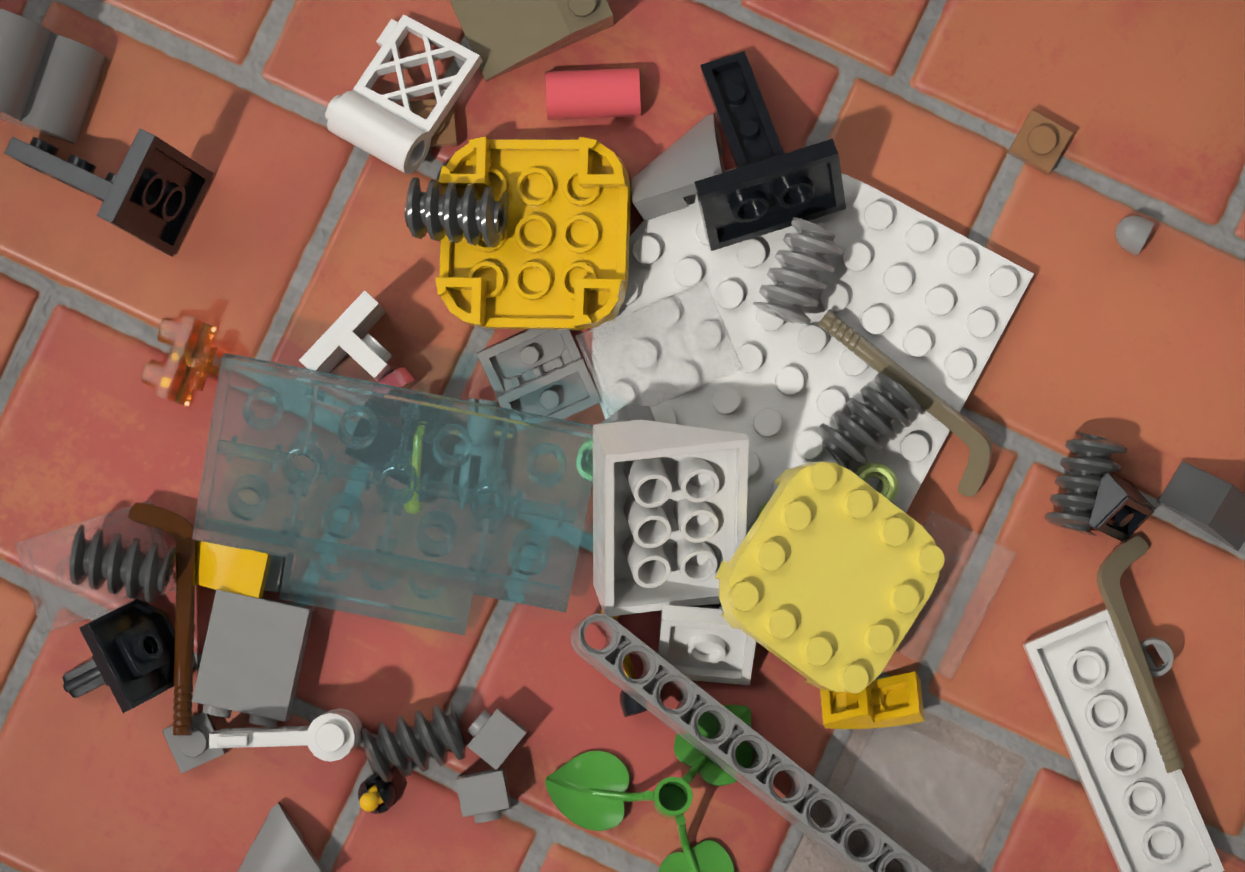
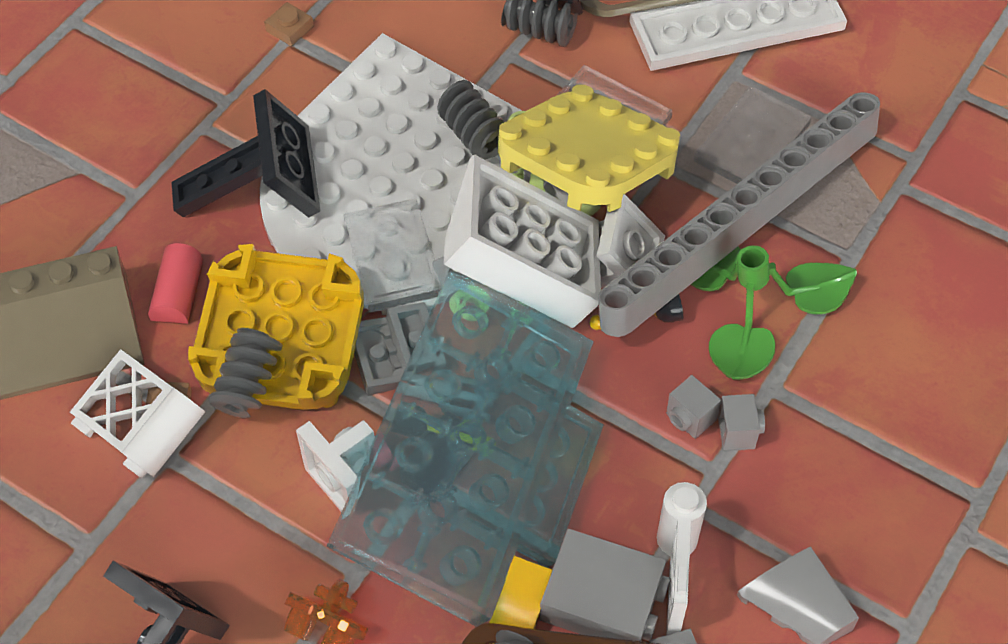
camera: 80 degrees left, 30 degrees down
(380, 793) = (738, 504): black hinge -> none
(414, 743) = (690, 460): dark grey piece -> none
(671, 176) = (250, 219): light grey slope -> none
(799, 272) = (349, 149): light grey piece -> none
(881, 704) = (690, 157): yellow slope -> none
(972, 435) = (499, 68): dark tan piece -> none

